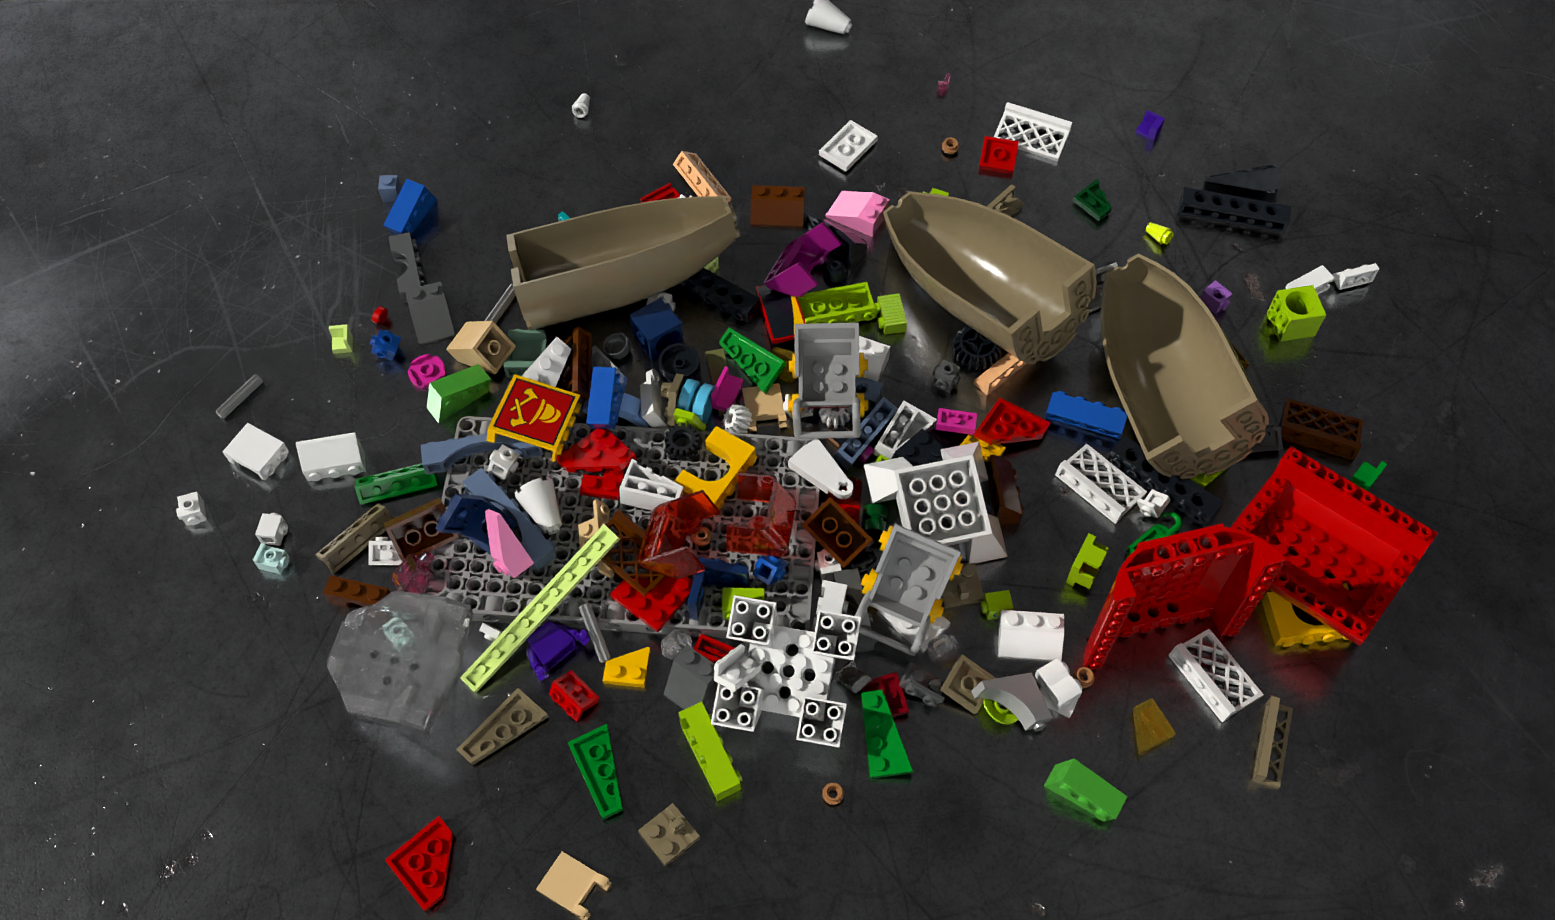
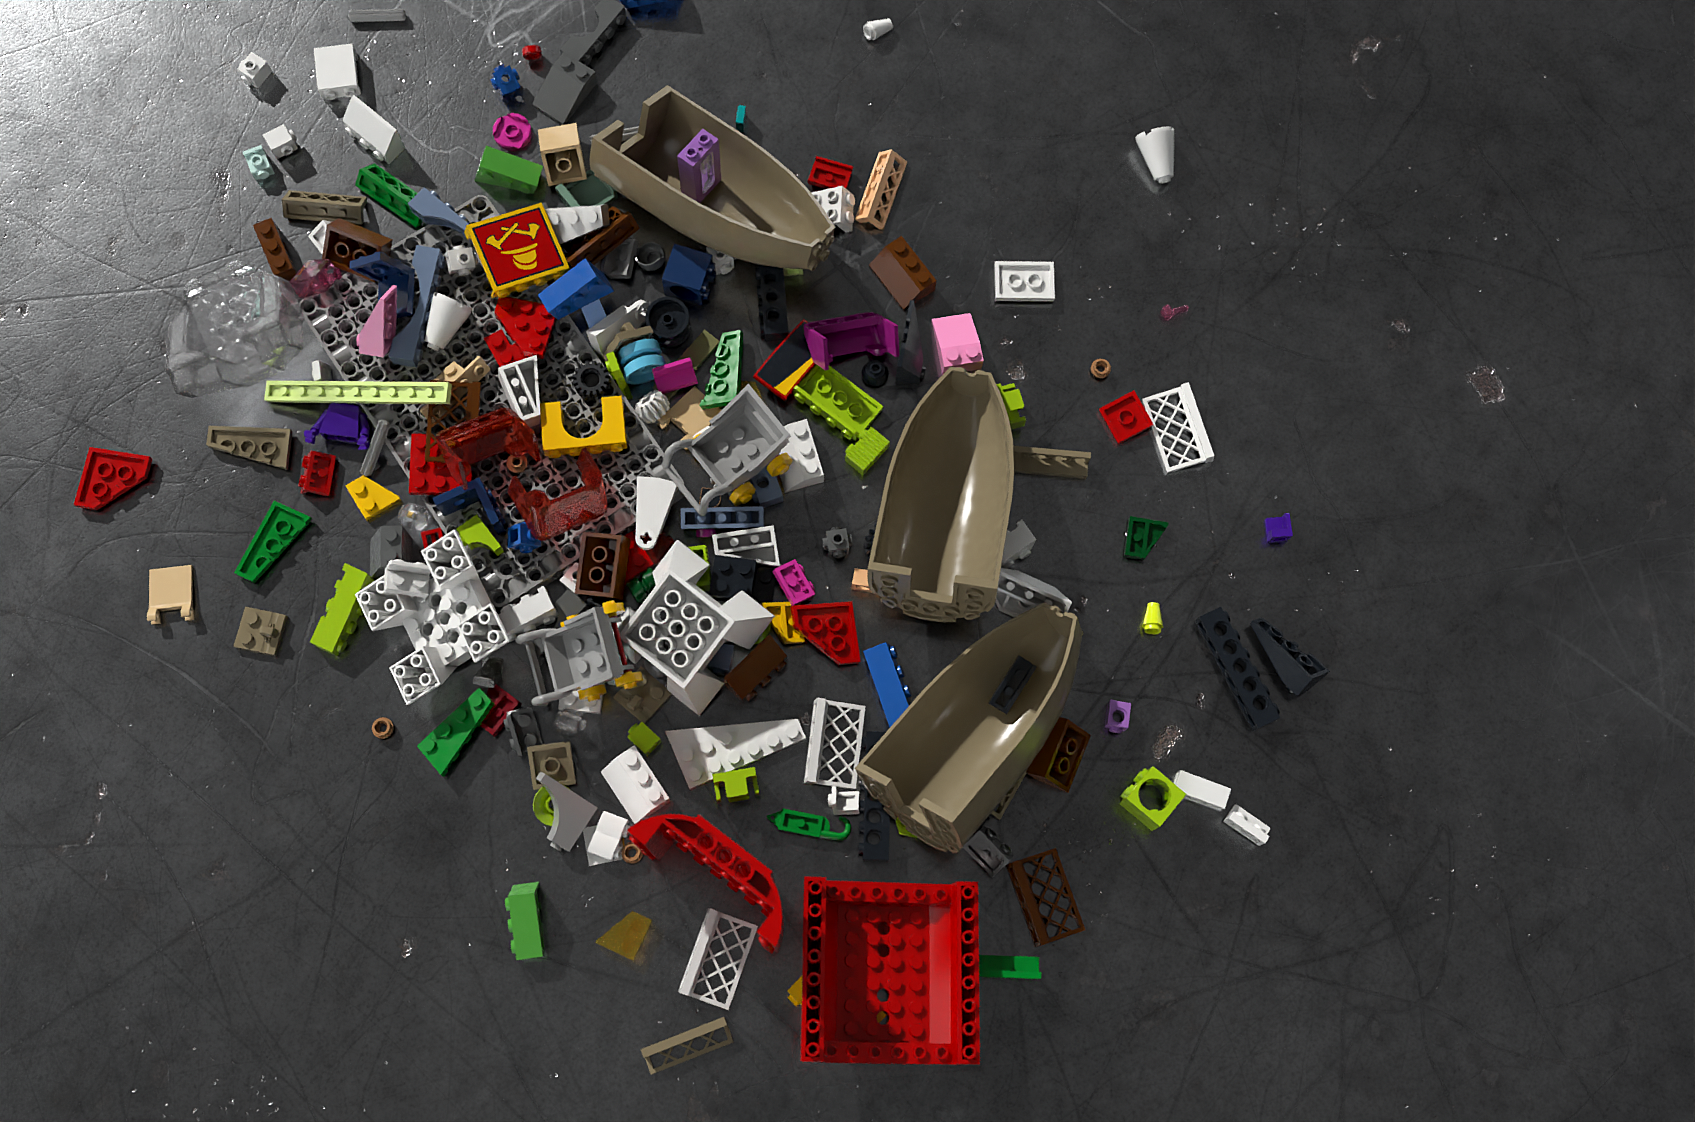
camera: 45 degrees right, 15 degrees up
(341, 339) = (486, 45): yellowish green panel -> none
(586, 243) = (699, 169): none -> medium lavender piece
(1046, 561) = (729, 746): none -> white wing
(1146, 338) = (1012, 684): none -> black hinge

